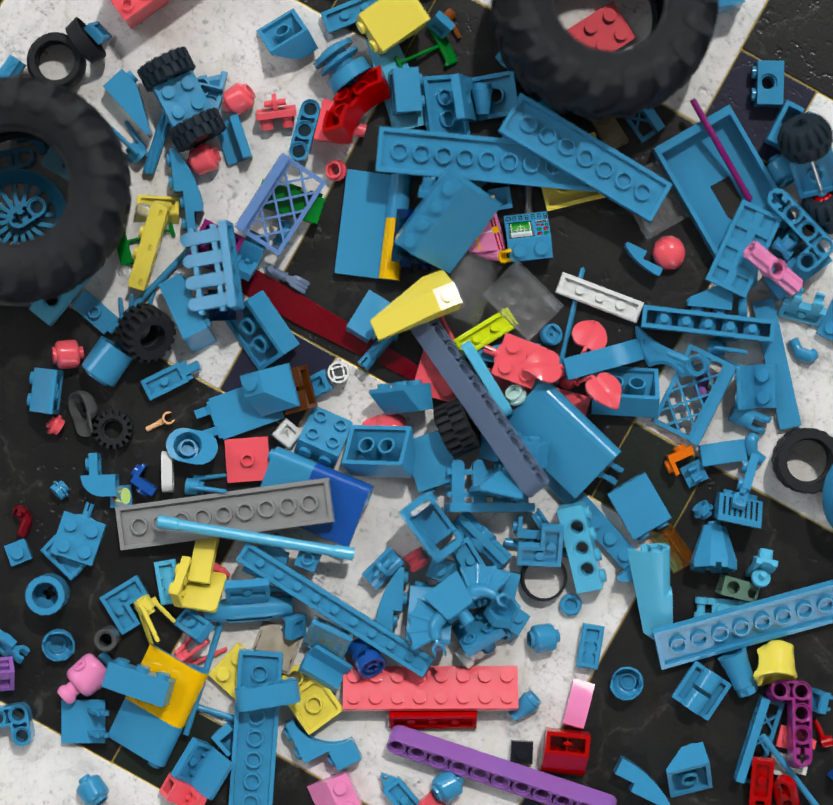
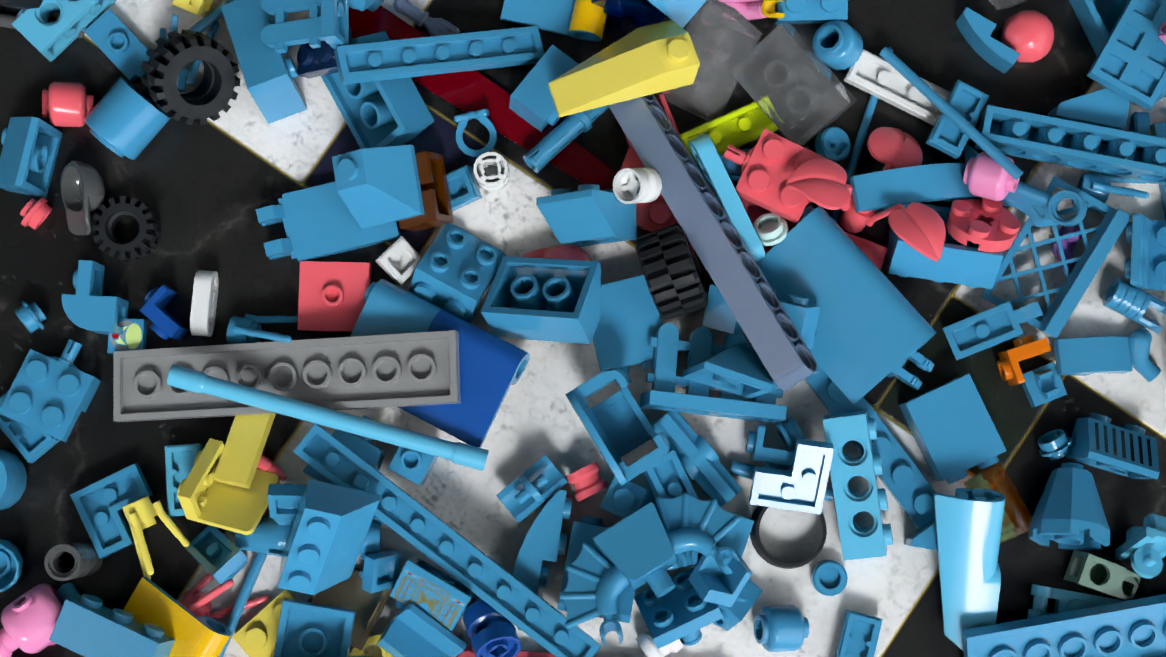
camera: 10 degrees right, 5 degrees down
(160, 422) = (204, 225): light nougat hand -> none
(169, 378) = (224, 158): dark azure hinge -> none
(191, 446) = (244, 264): dark azure piece -> none
(261, 610) = (325, 537): none -> dark azure slope
(300, 304) = (438, 54): none -> dark azure plate
(316, 340) = (462, 120): none -> dark azure piece
(430, 378) = (637, 185): none -> white wheel
(548, 272) = (837, 44): none -> dark azure head
(621, 311) = (951, 113): none -> dark azure axle
(627, 313) = (945, 134): none -> dark azure plate
(647, 369) = (980, 224): none -> coral plate
(649, 348) = (988, 178): none -> bright pink head
(656, 442) = (989, 328): none -> dark azure plate
(744, 484) = (1132, 404): dark azure hinge -> none

